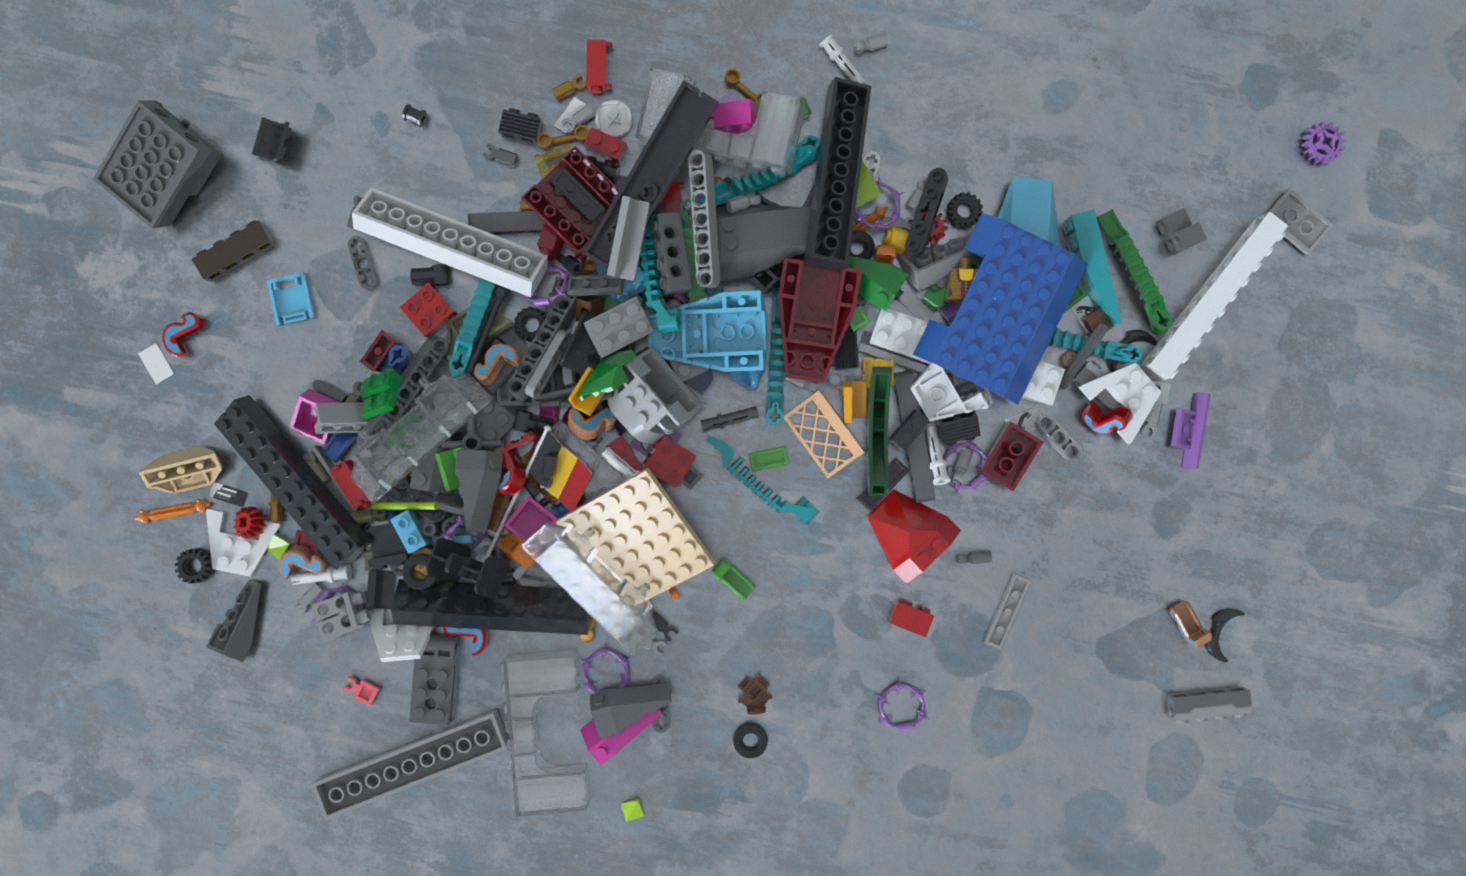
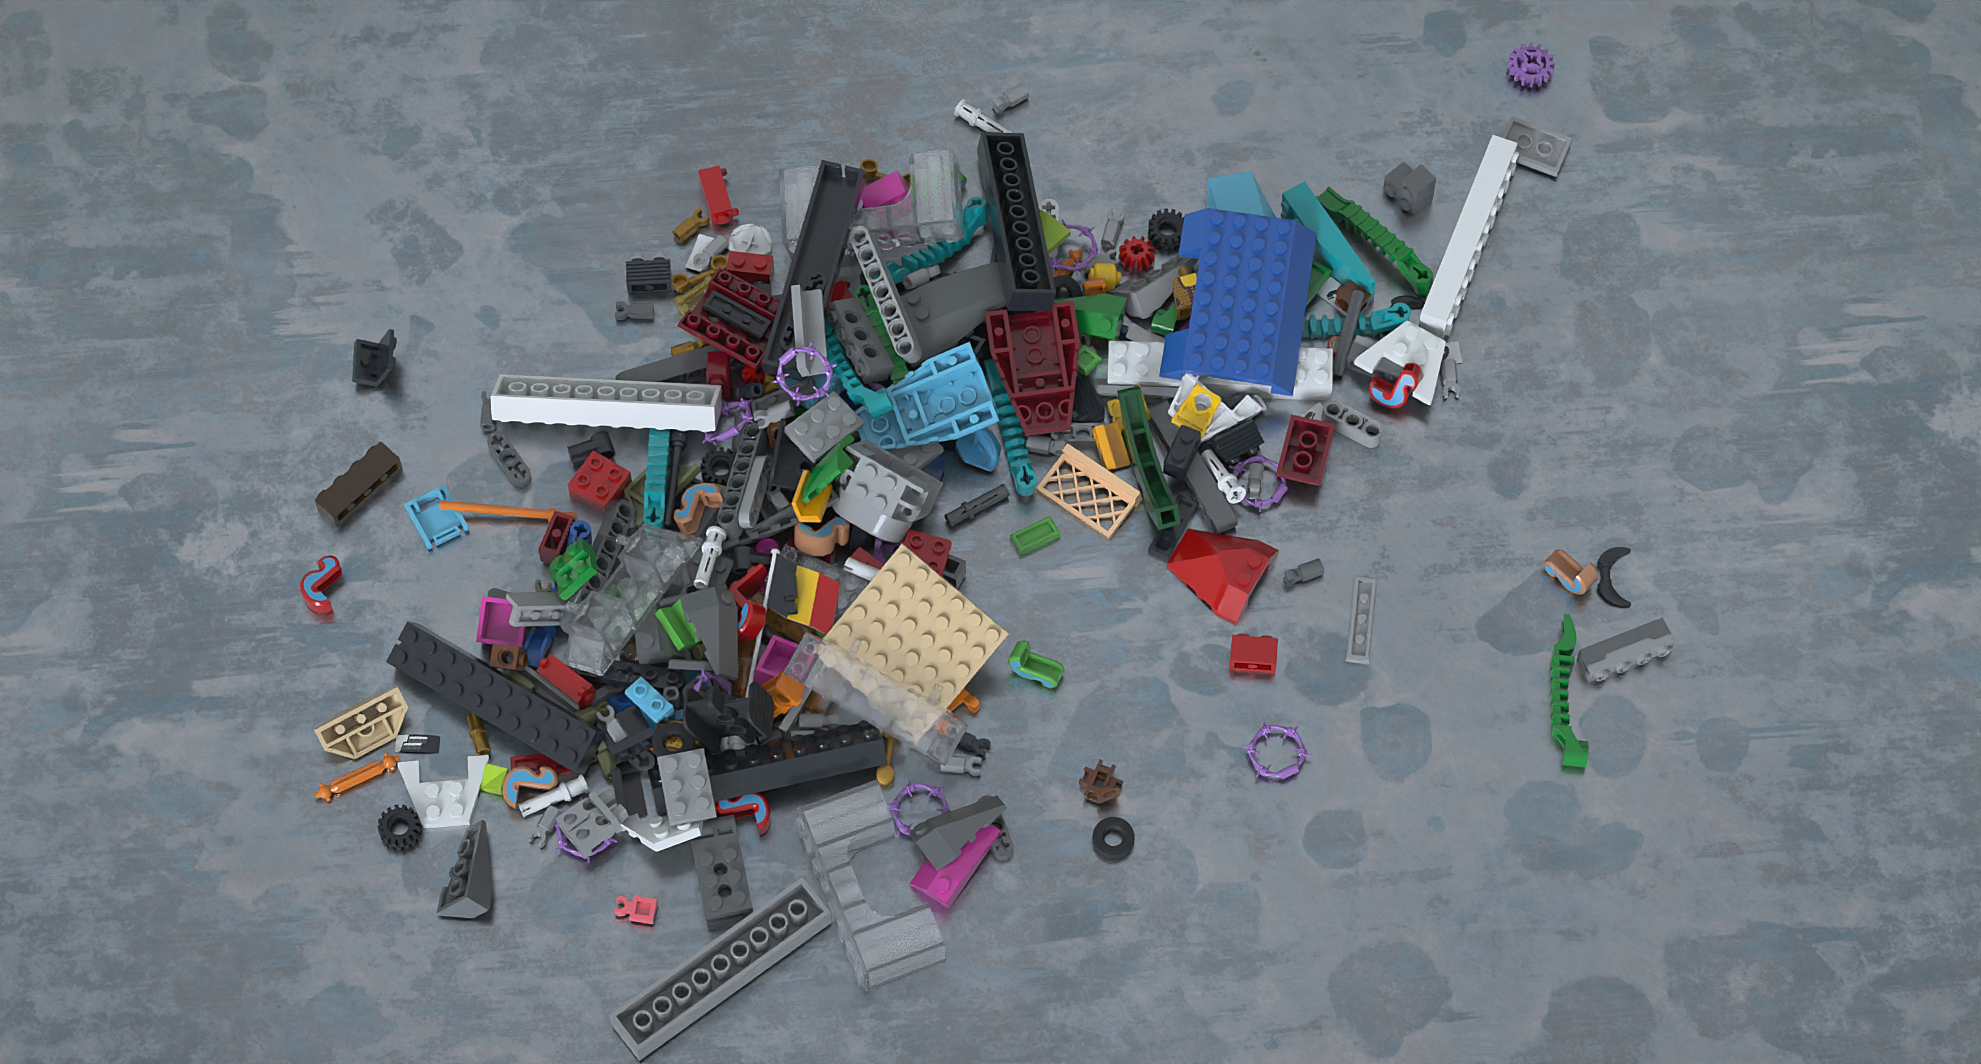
camera: 15 degrees left, 25 degrees down
(156, 164) = (254, 409): dark grey piece -> none
(156, 363) = (295, 628): white sticker -> none
(249, 522) = (454, 759): red gear -> none
(308, 454) = (500, 654): none -> reddish brown brick
(379, 538) = (613, 726): none -> light grey bar
(384, 324) = (501, 510): none -> orange bar
(405, 506) = (621, 687): lime bar -> none
(414, 115) = (526, 296): black bush -> none
(417, 619) = (686, 787): none -> light grey plate
(499, 409) = (702, 577): none -> white pin
(583, 298) = (774, 414): none -> light grey bar
(622, 264) = (791, 353): none -> medium lavender piece
(632, 809) = (999, 953): lime slope -> none
(802, 509) = (1091, 576): teal piece -> none
(921, 227) = (1126, 253): black piece -> none
(927, 403) = (1190, 417): none -> yellow piece
(1136, 777) = (1574, 751): none -> green piece
(1190, 430) = (1495, 378): medium lavender bracket -> none

